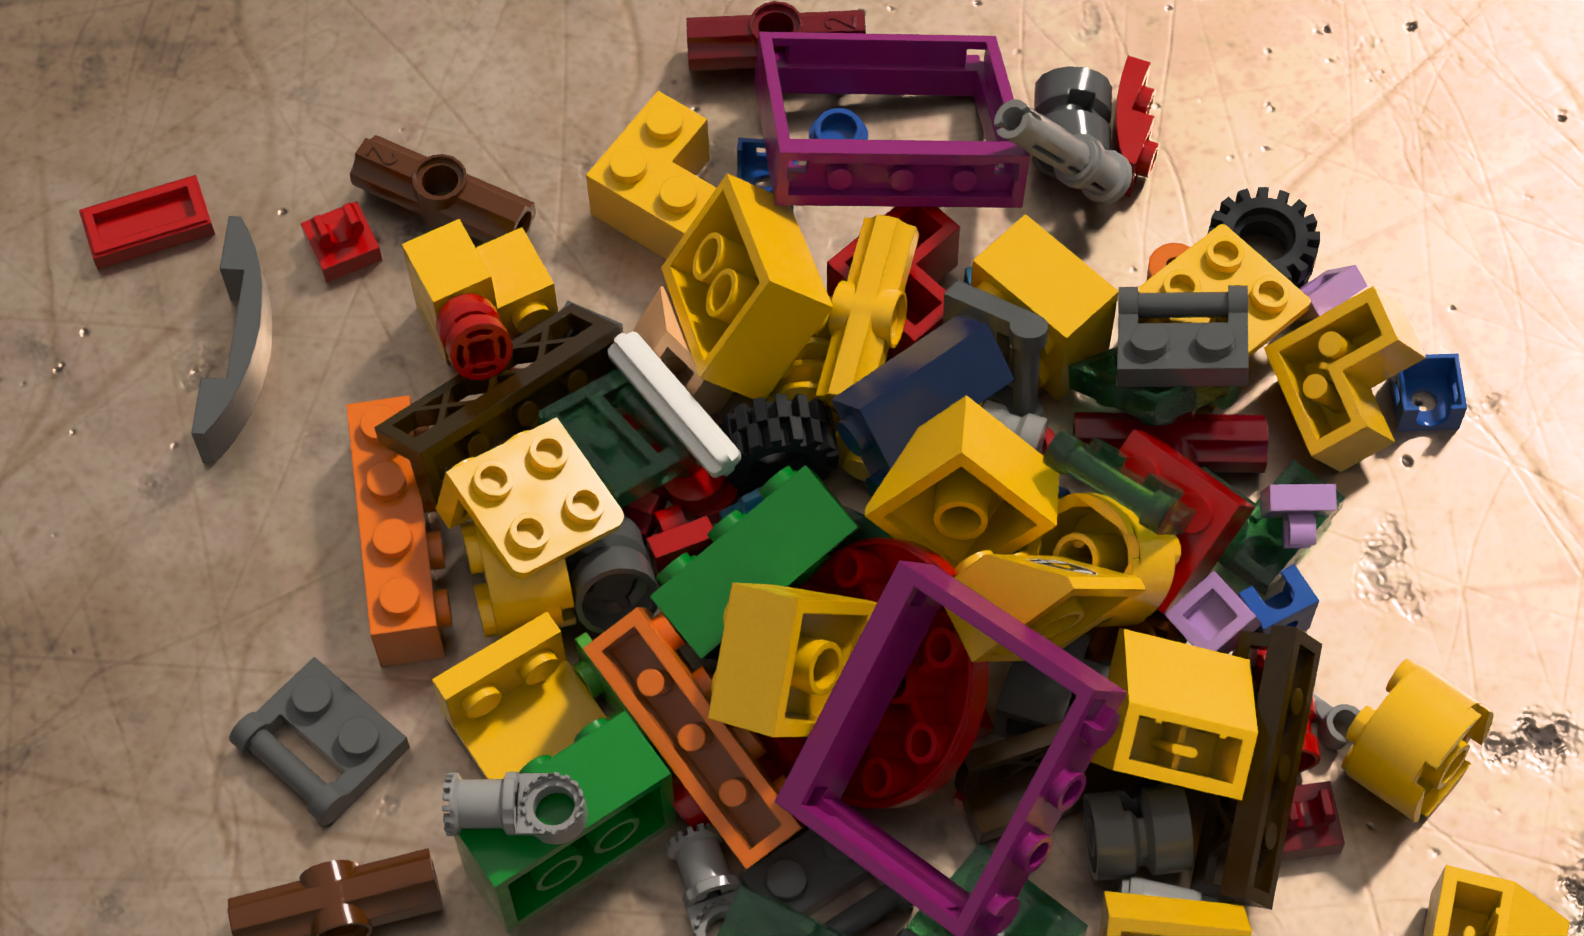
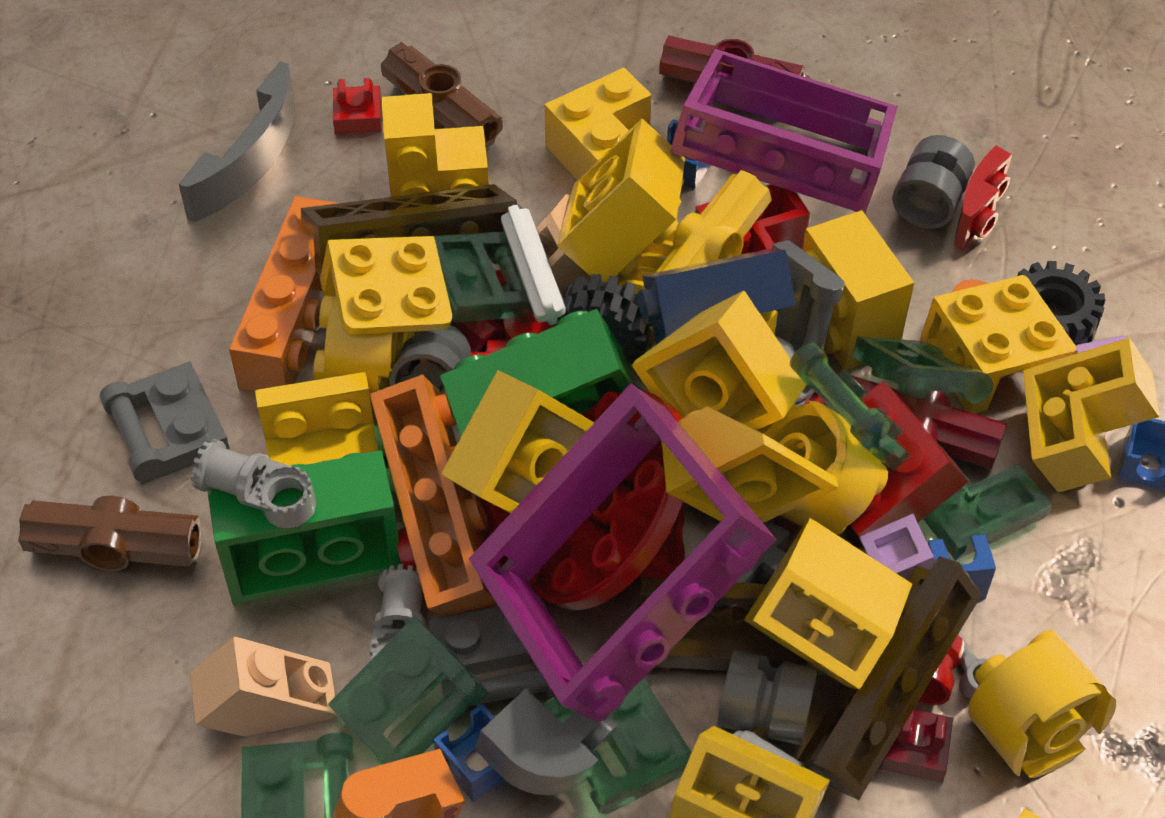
camera: 20 degrees right, 10 degrees down
(146, 222) = (229, 59): red tile -> none
(474, 336) = (407, 162): red wheel -> none
(1075, 158) = (921, 191): light grey pin -> none
(1183, 352) = (955, 334): dark grey plate -> none
(1298, 507) = (1005, 491): lavender tile -> none

